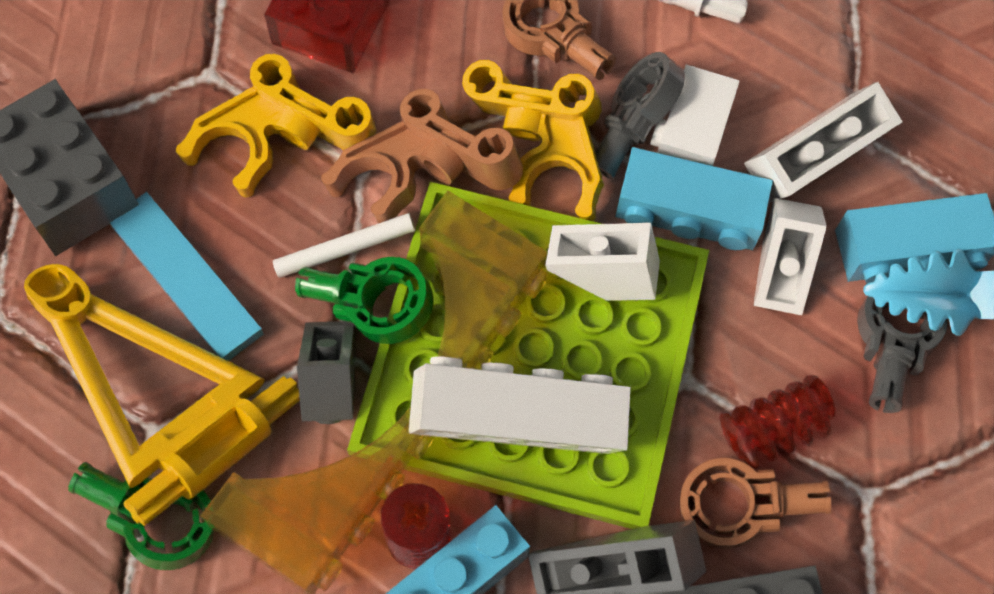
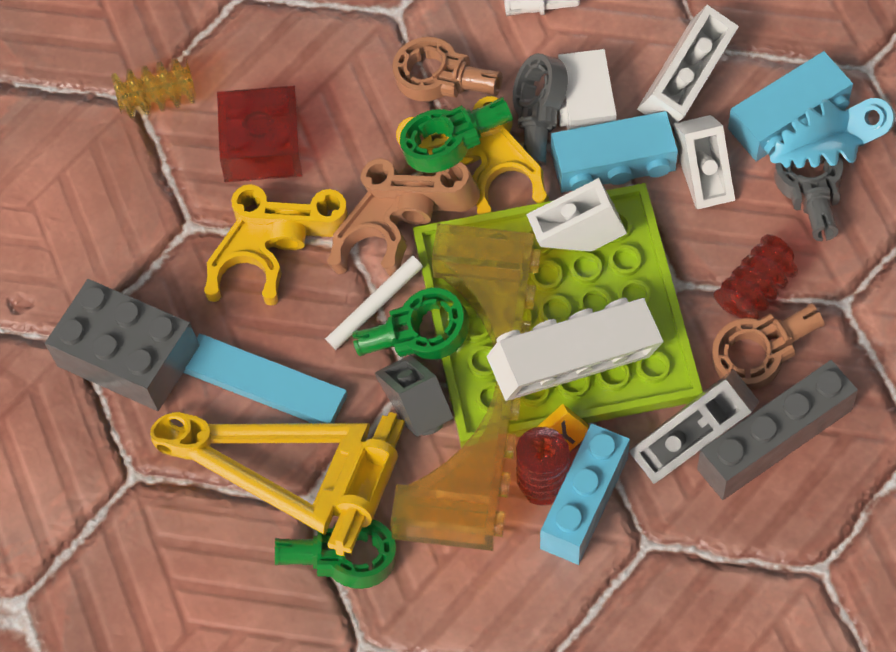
camera: 20 degrees left, 5 degrees down
(466, 493) = (567, 424): none -> yellow tile
(529, 101) = (459, 125): none -> green pin

